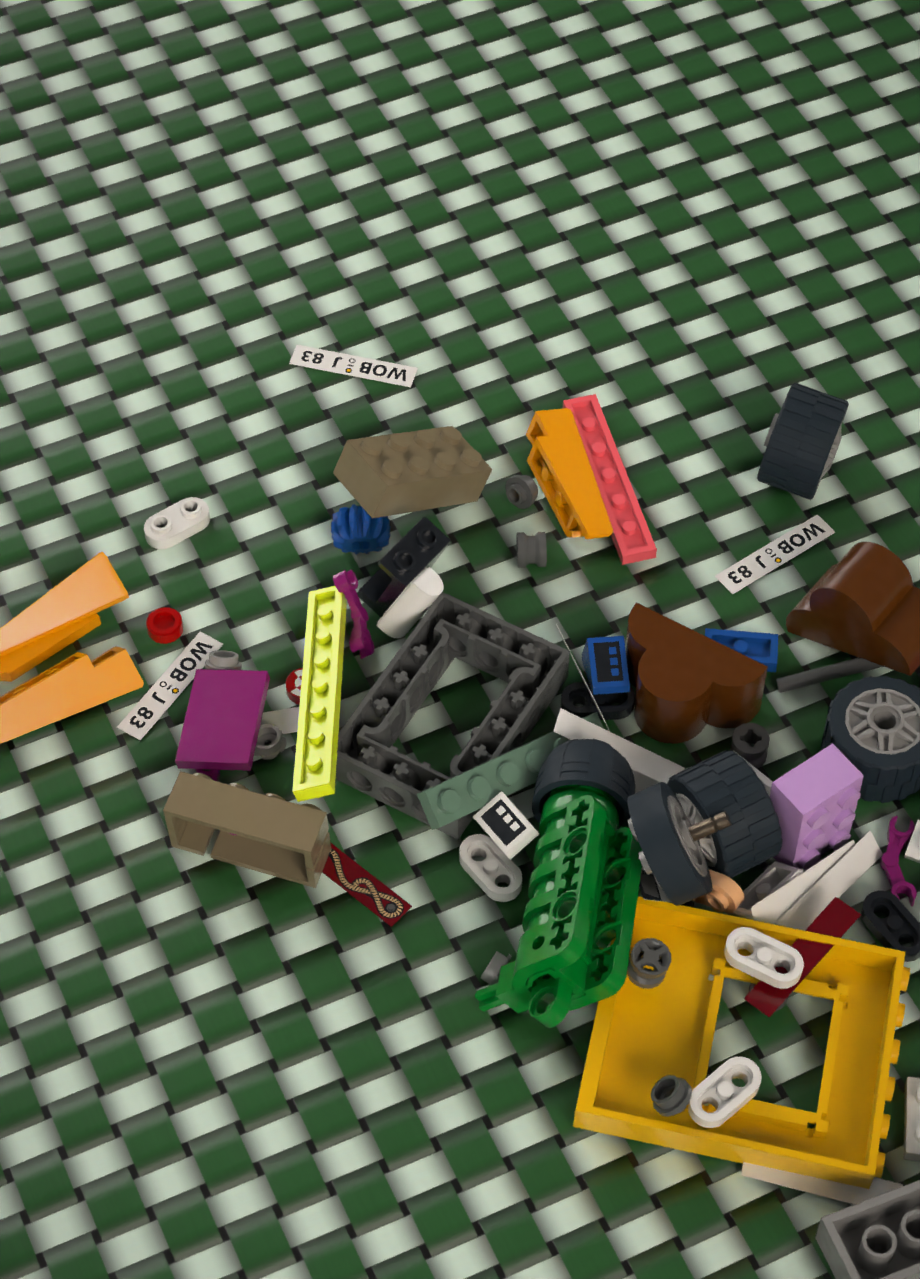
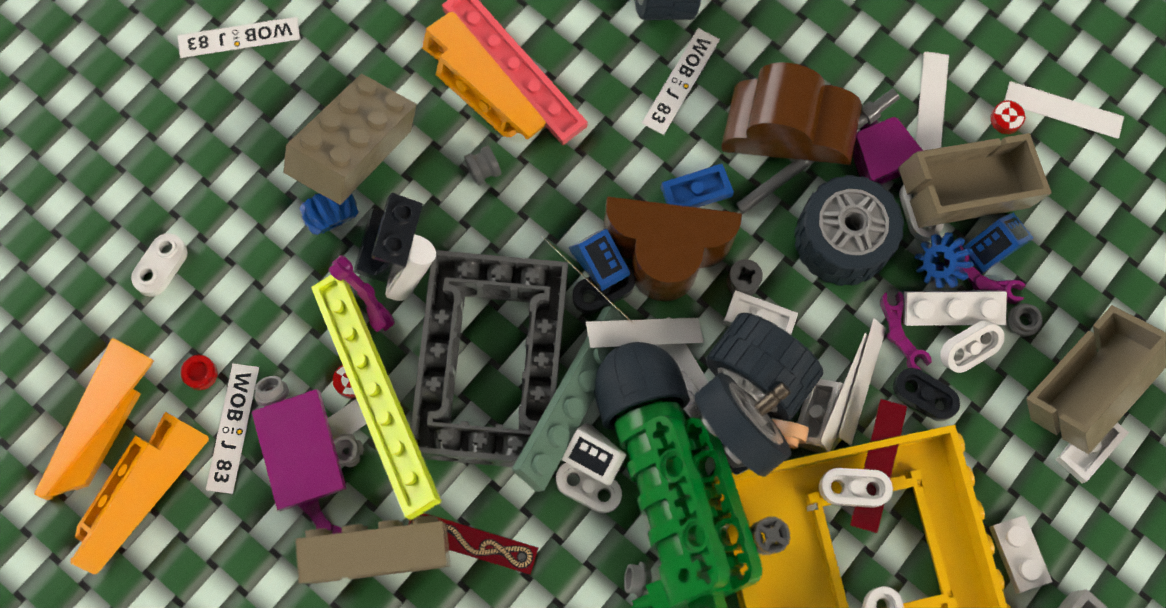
camera: 30 degrees left, 20 degrees up
(521, 491) = (447, 109): dark grey plate -> none
(816, 807) = (836, 324): lavender brick -> none

